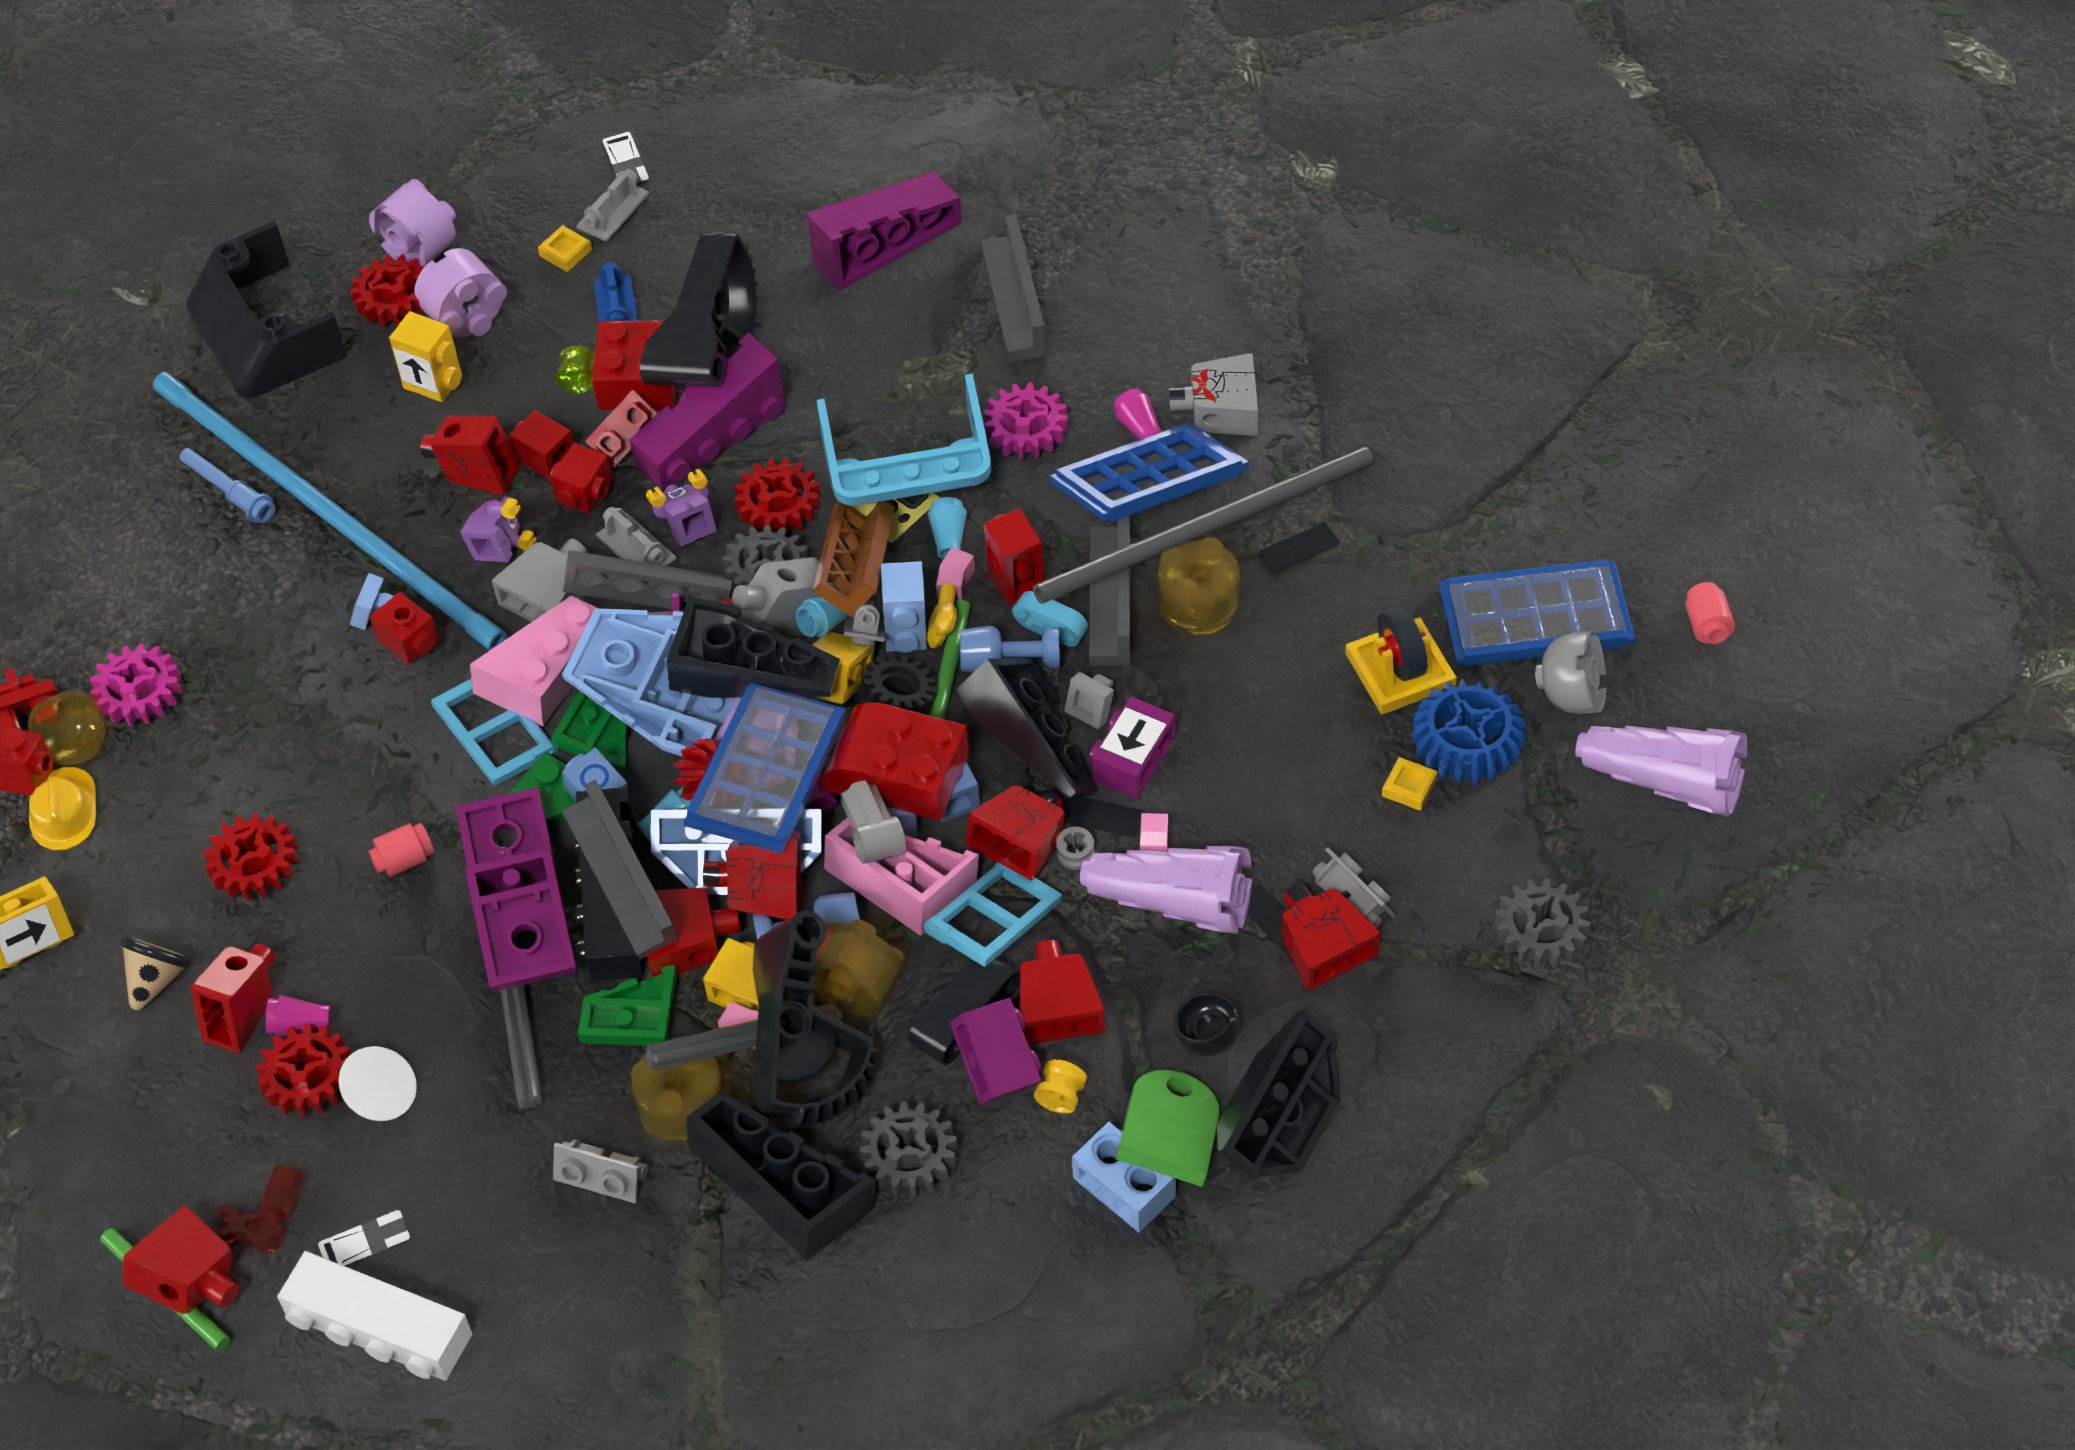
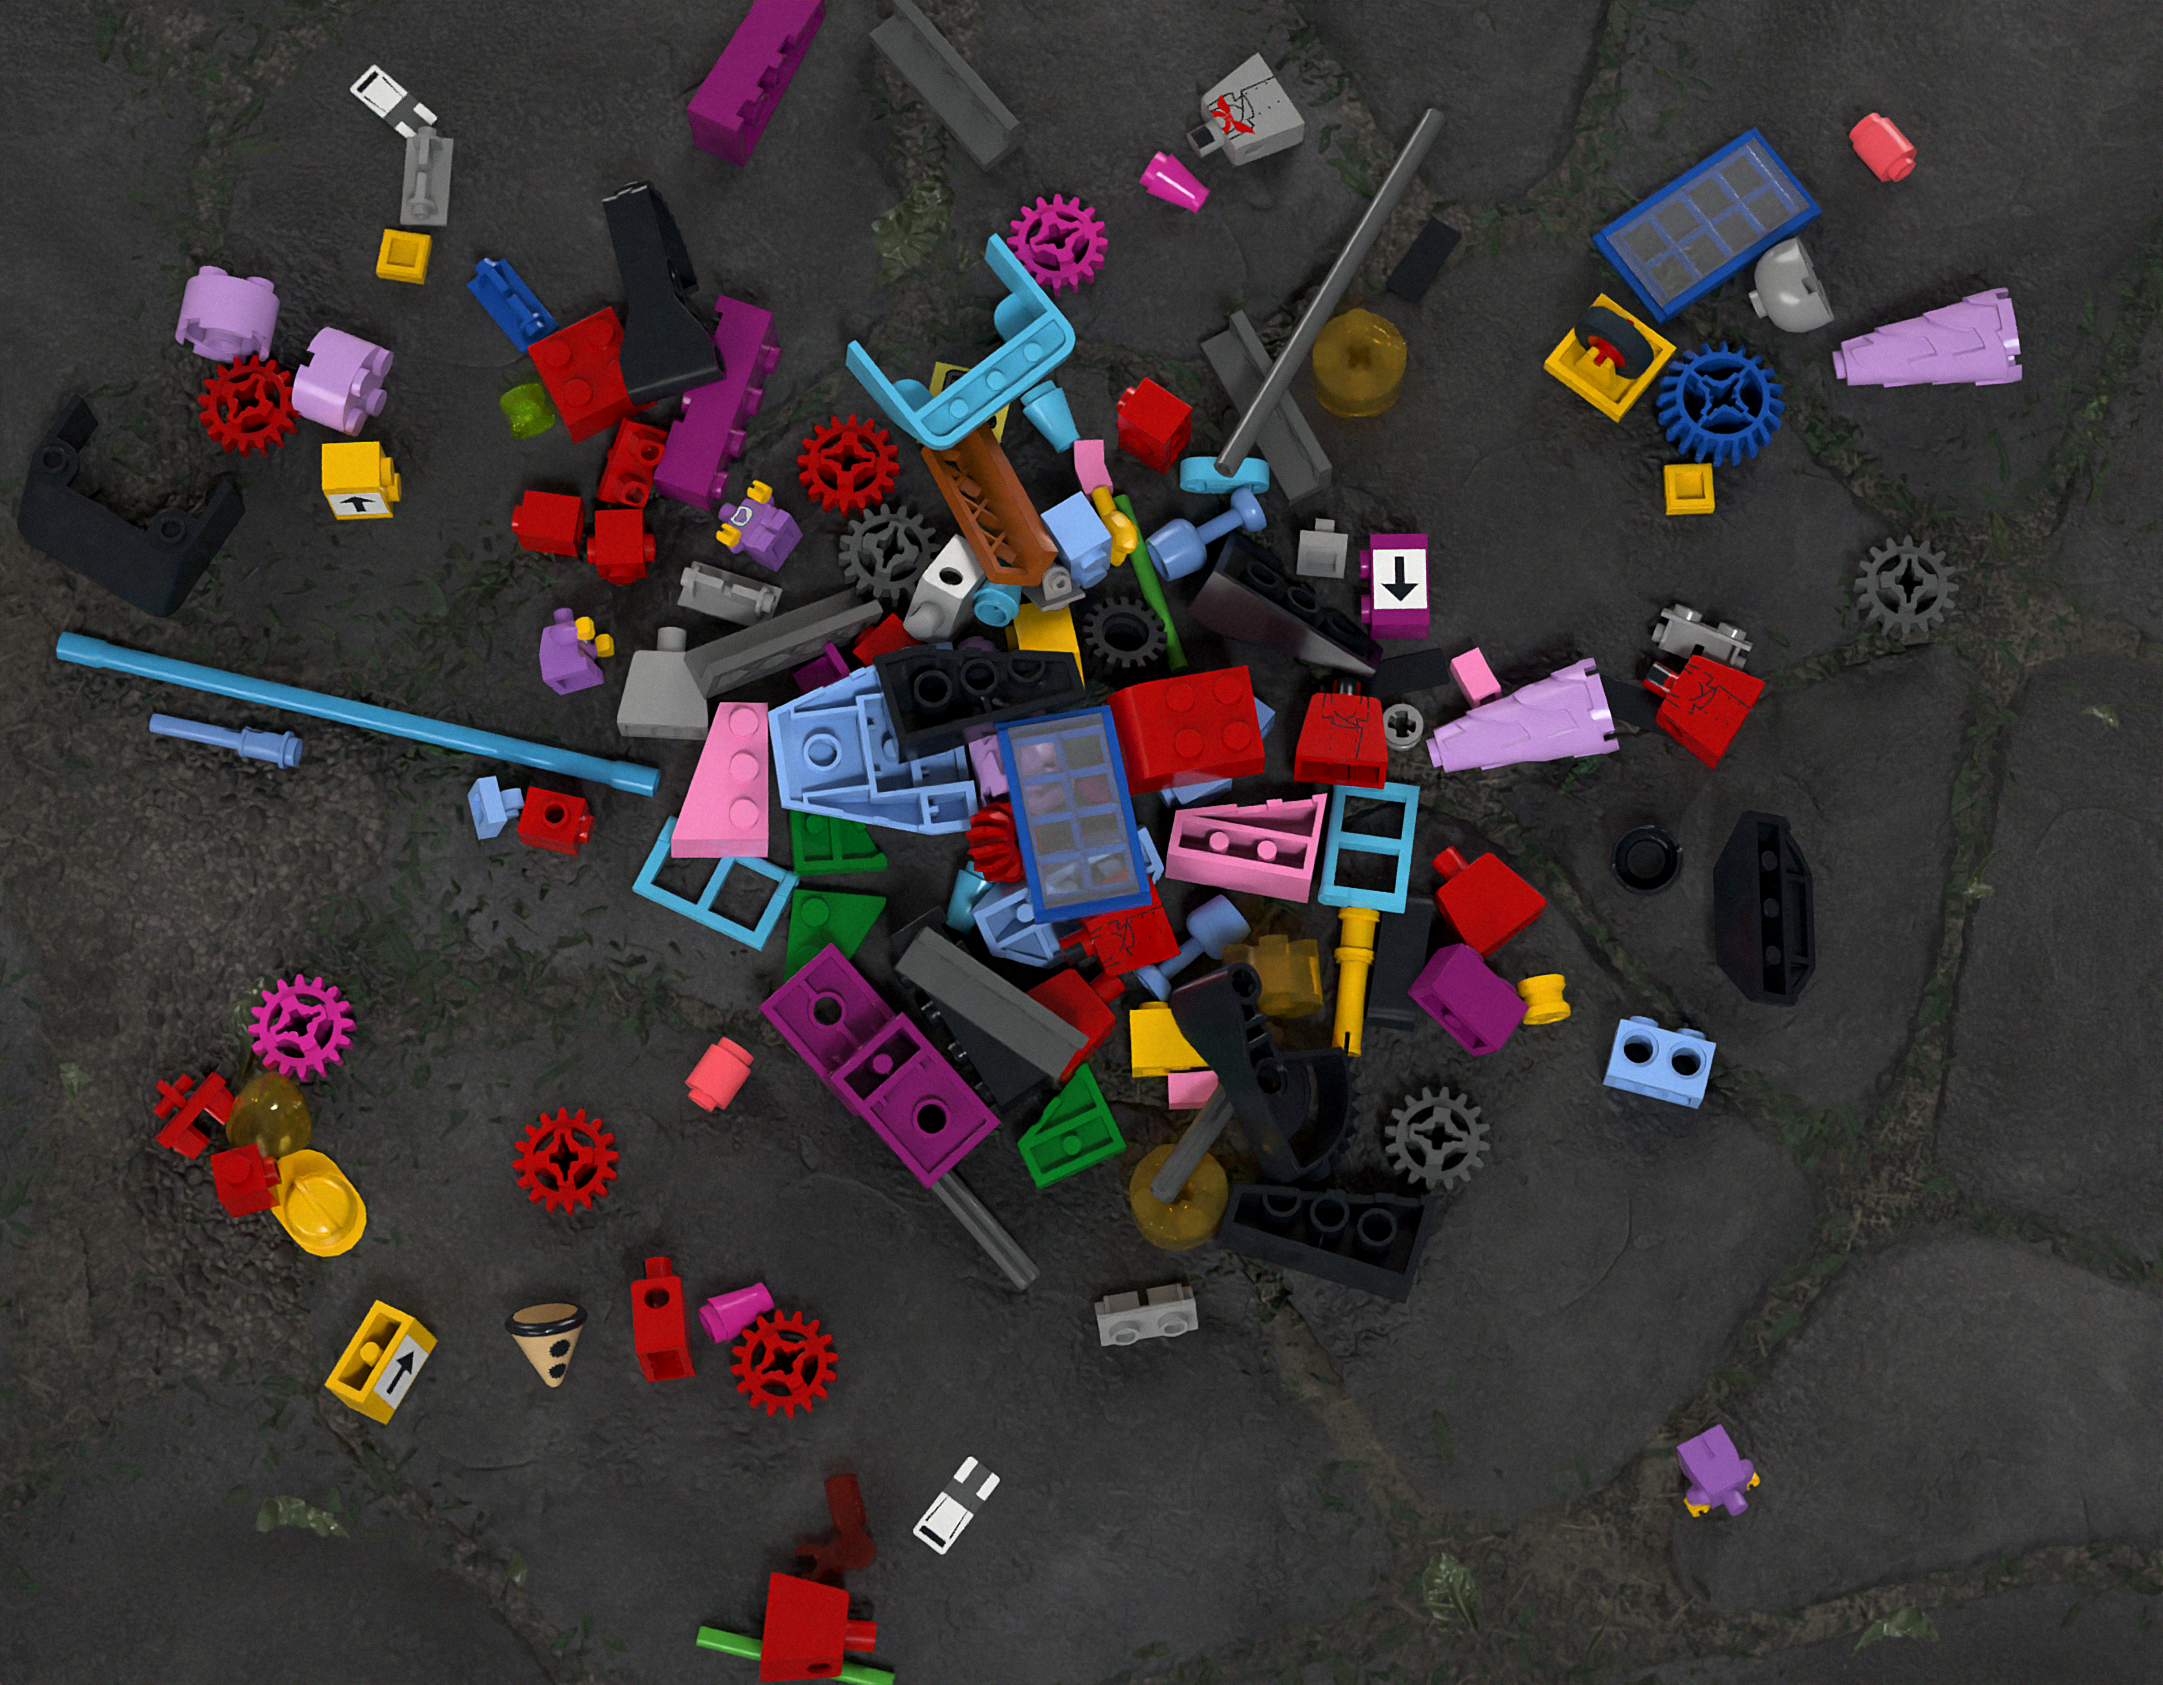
camera: 30 degrees left, 20 degrees up
(374, 1316) = (1028, 1580): white brick -> none
(377, 1083) = (867, 1340): white sticker -> none
(473, 452) = (484, 573): red torso -> none
(587, 768) = (880, 904): medium blue brick -> none
(874, 831) = (1223, 829): light grey piece -> none
(928, 987) = (1355, 959): none -> yellow pin
(1148, 472) = (1233, 254): blue piece -> none
(1170, 1130) = (1679, 994): bright green tile -> none

